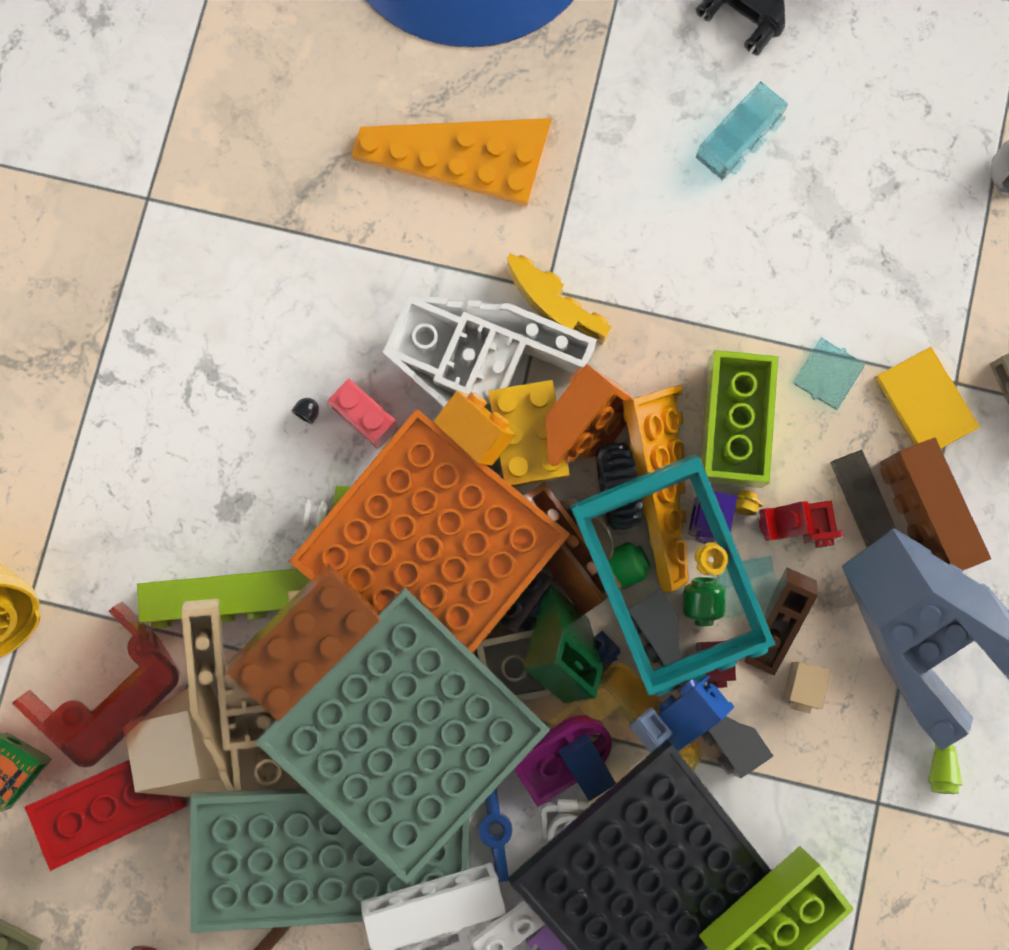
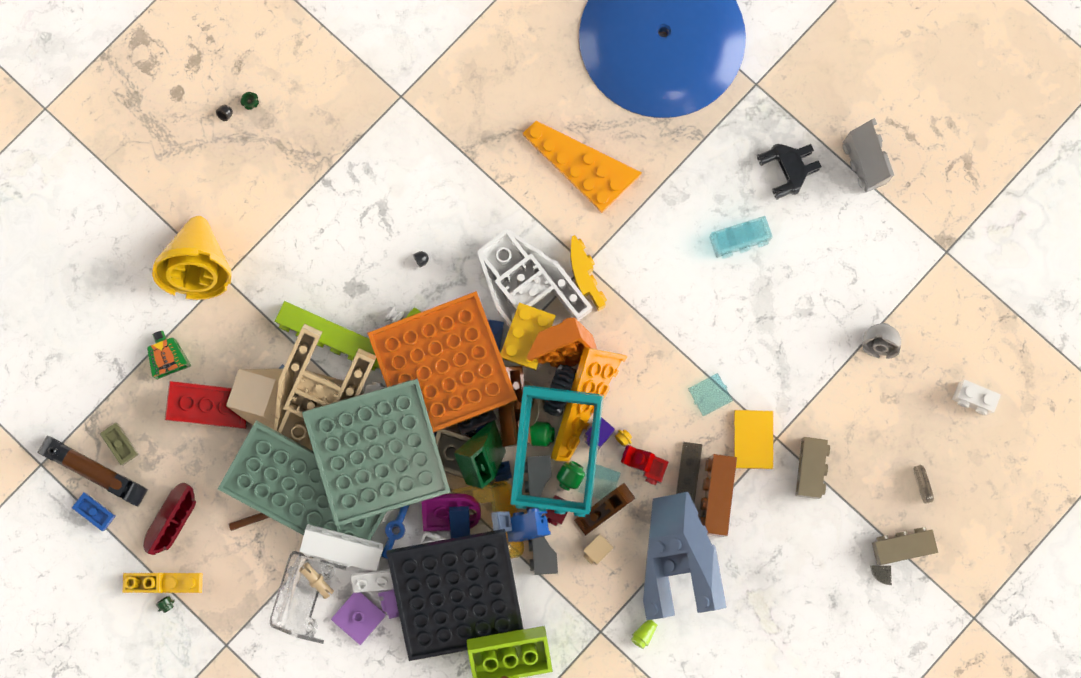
camera: 30 degrees right, 0 degrees up
(90, 735) = (222, 365): clear red windscreen -> none
(302, 642) = (352, 376): dark orange brick -> none
(363, 413) = (449, 277): coral brick -> none
(474, 427) = (500, 317): light orange brick -> none
(719, 555) = (580, 457): yellow plate -> none
(739, 418) = (644, 390): lime brick -> none

